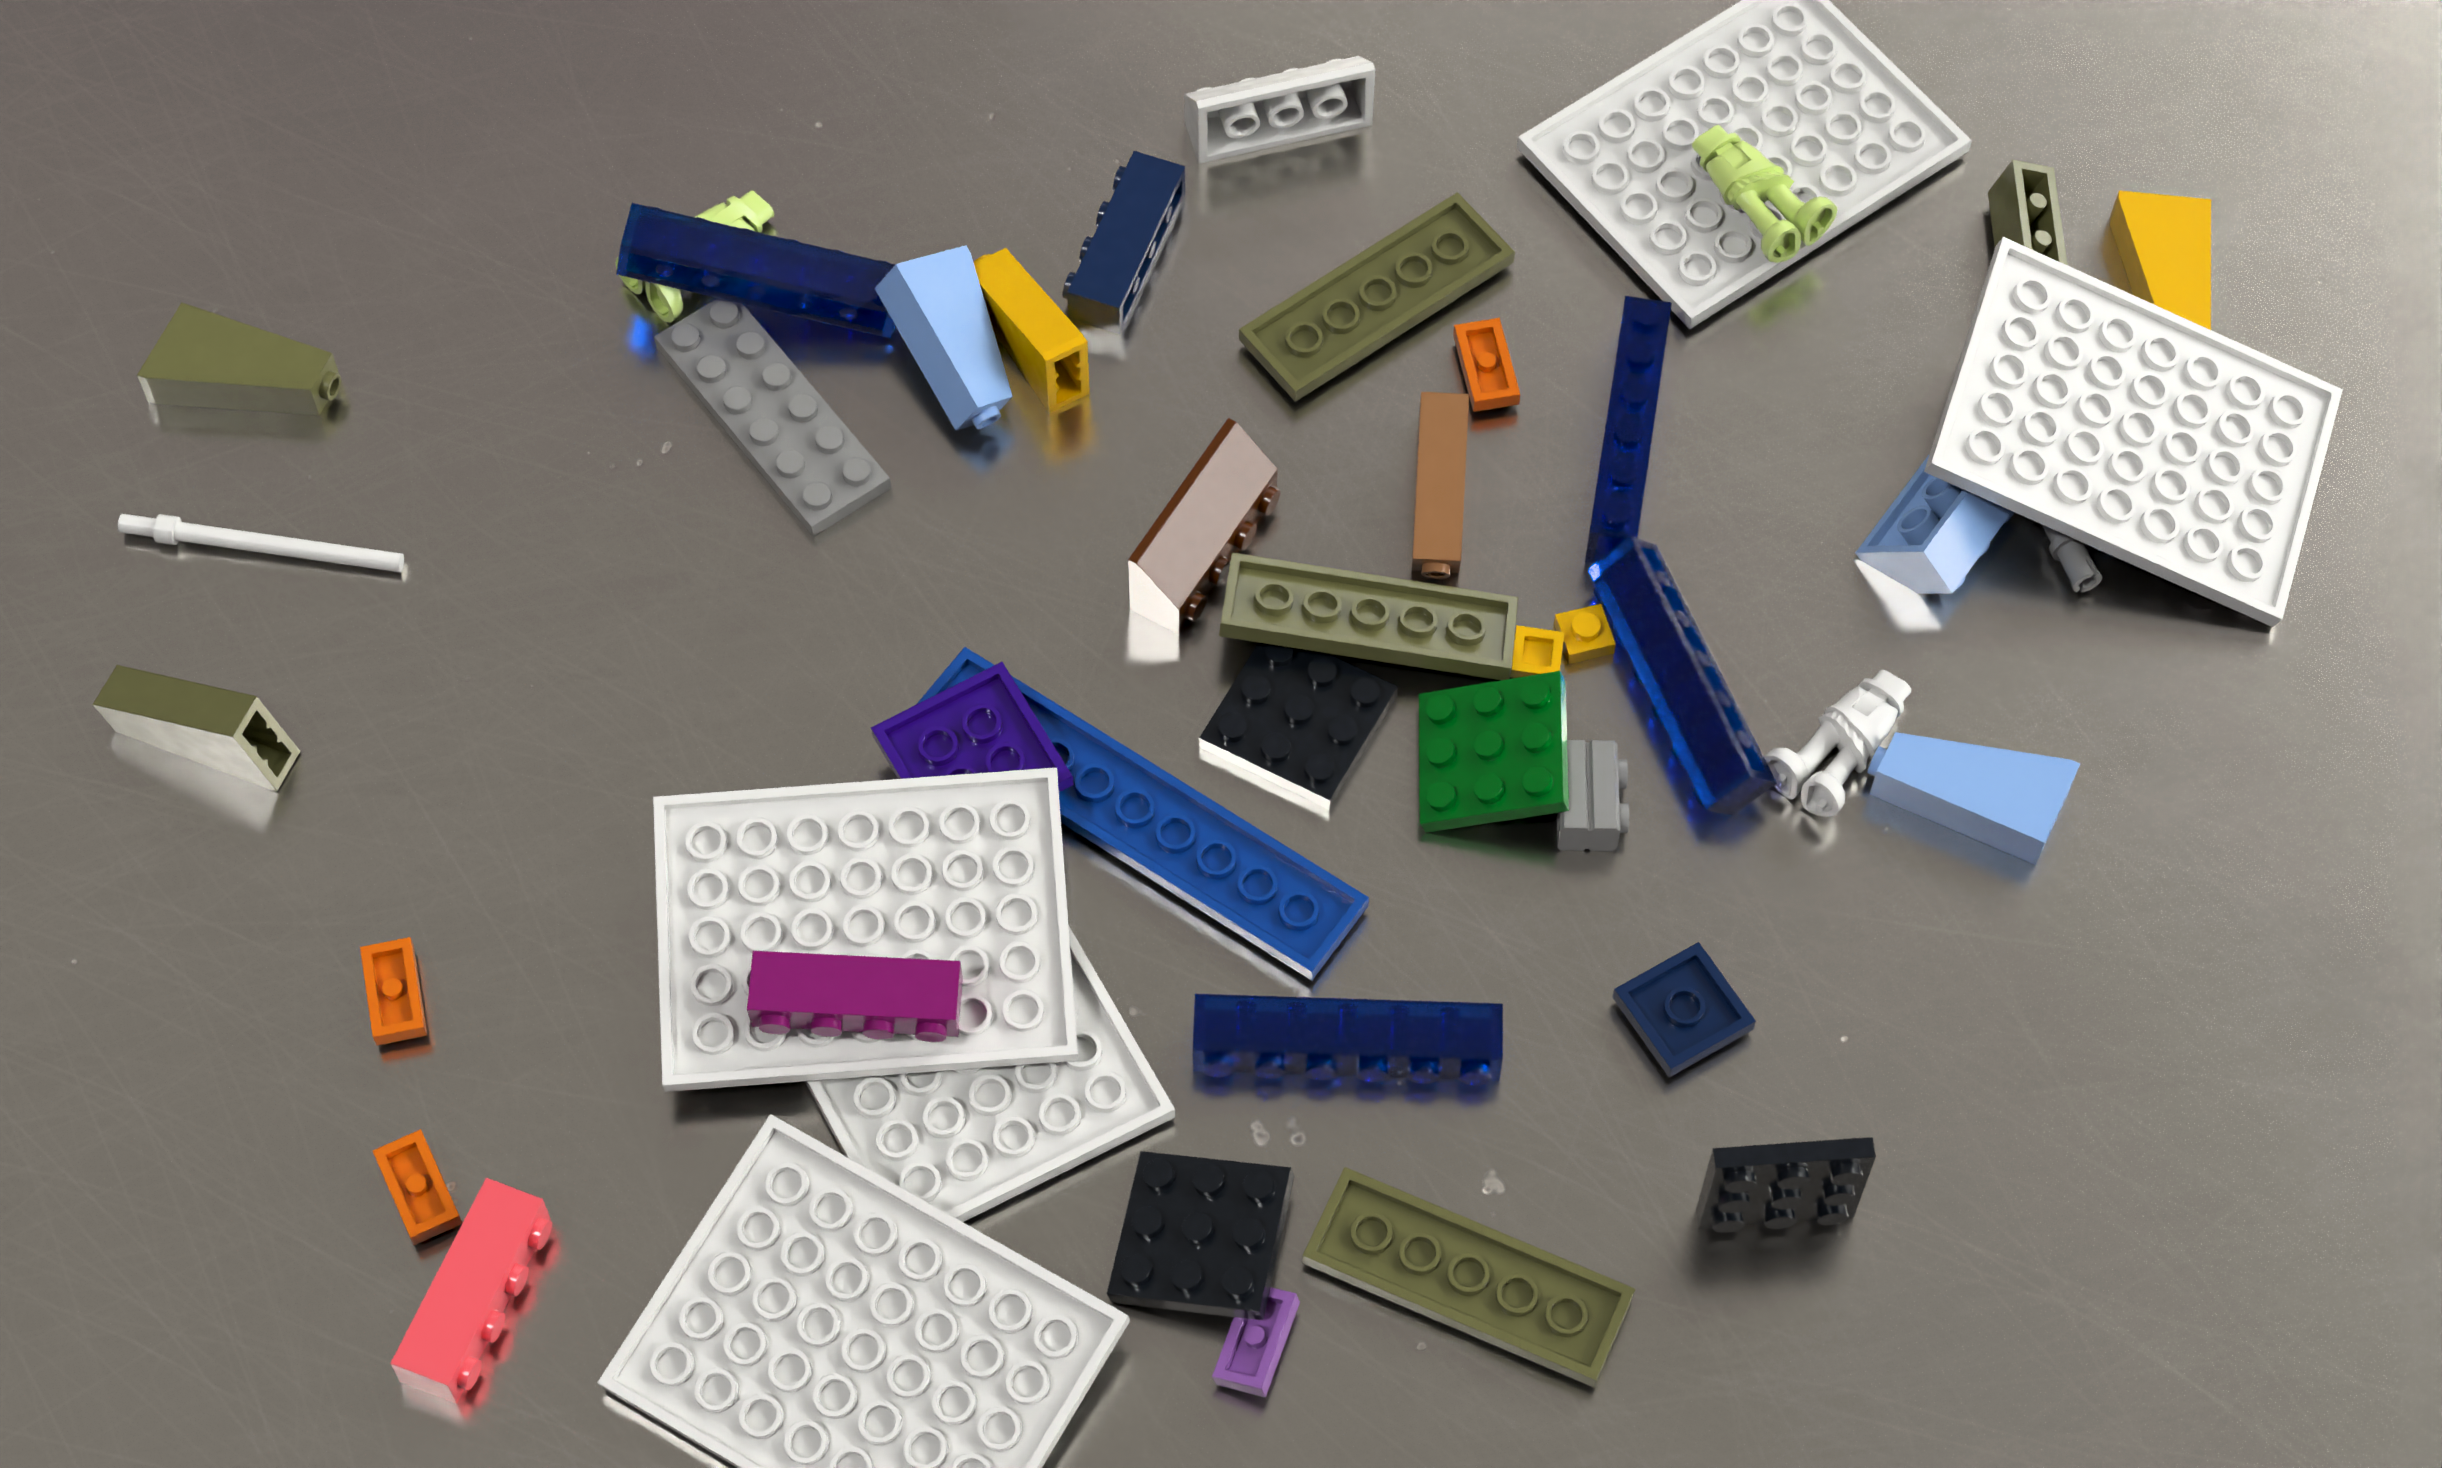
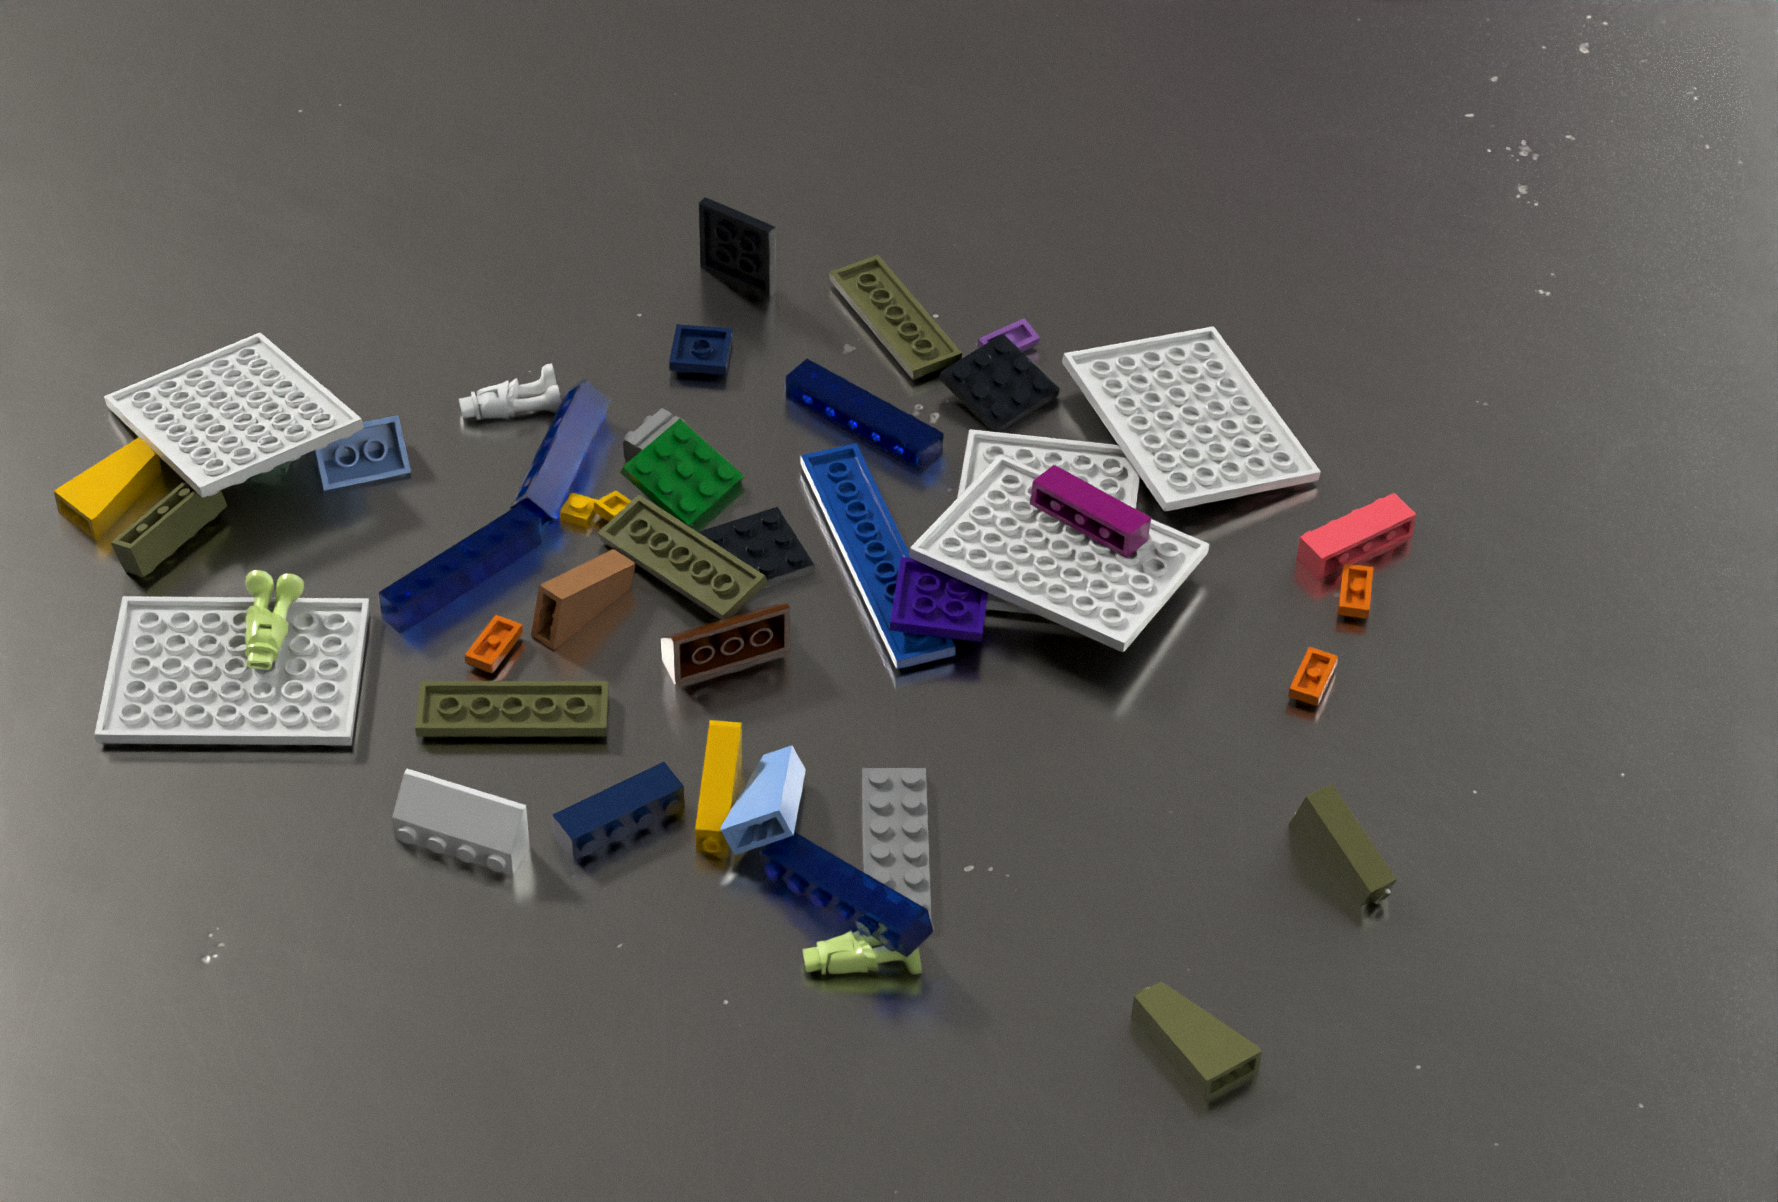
camera: 145 degrees left, 15 degrees down
(171, 530) = (1290, 974): white bar -> none
(1976, 789) = (474, 346): light blue slope -> none

